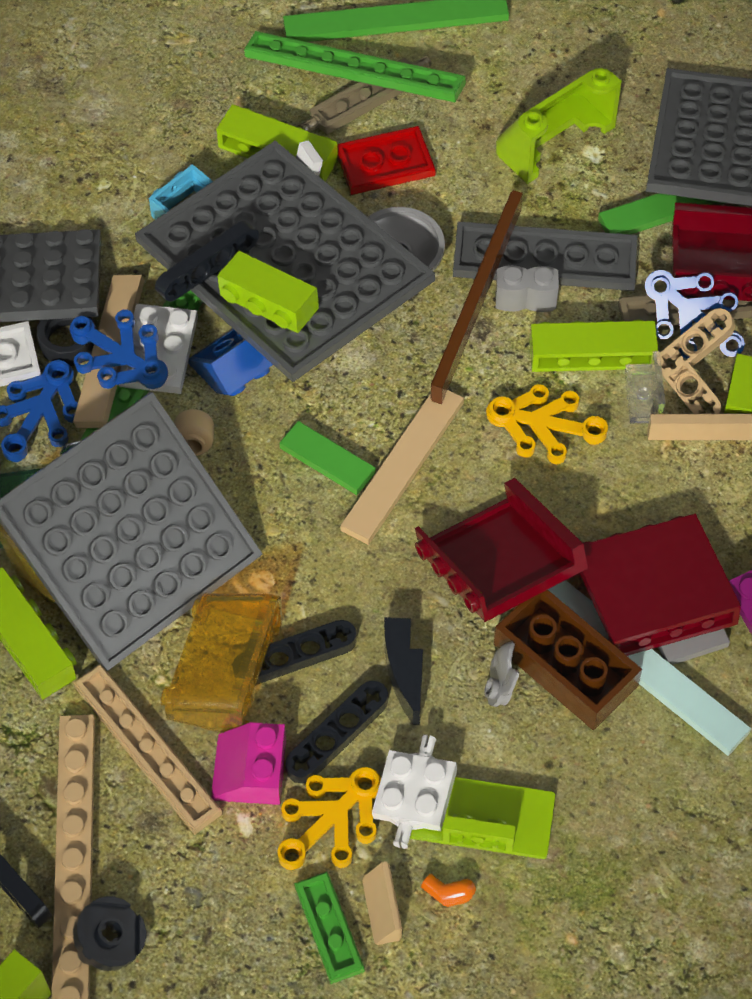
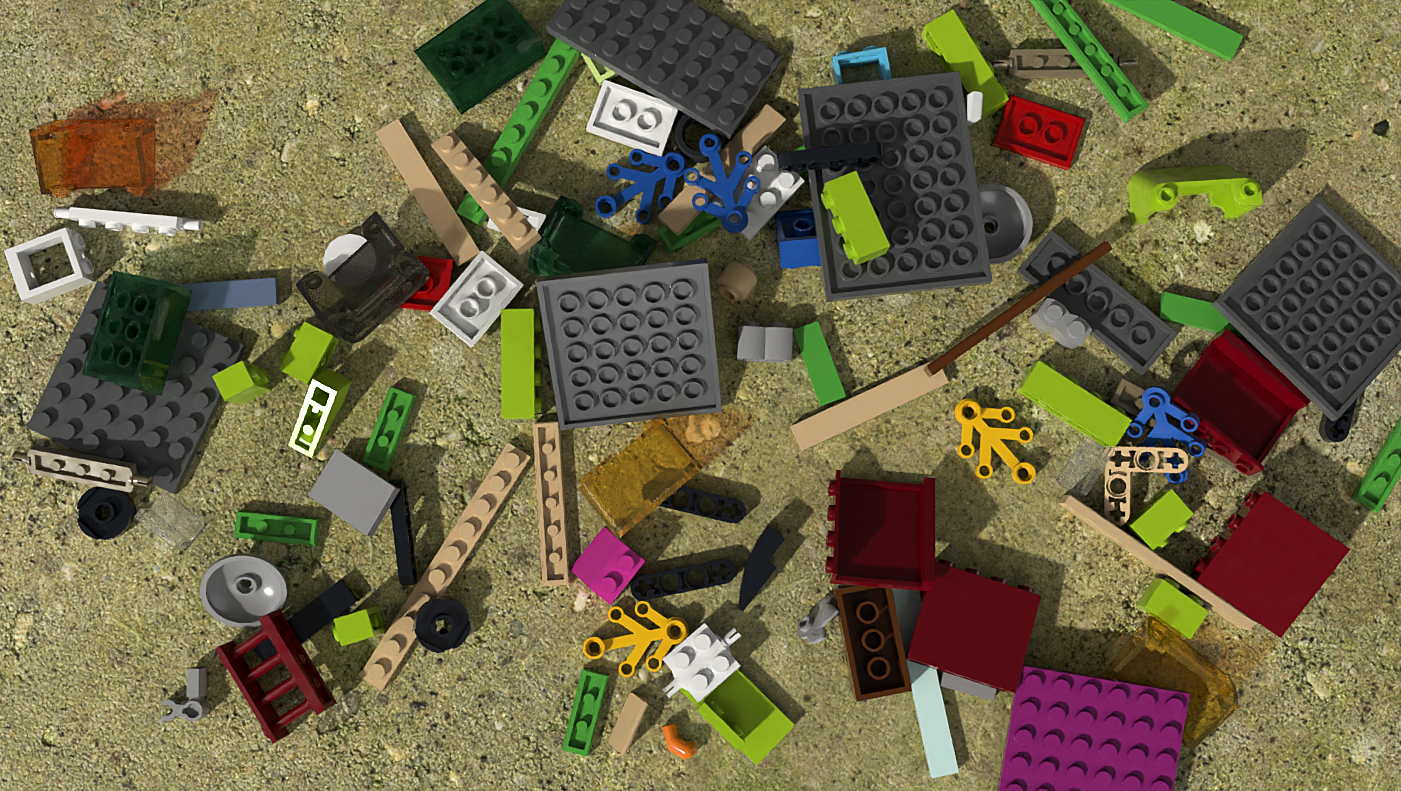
camera: 35 degrees right, 25 degrees up
(260, 469) = (764, 343): none -> light grey brick

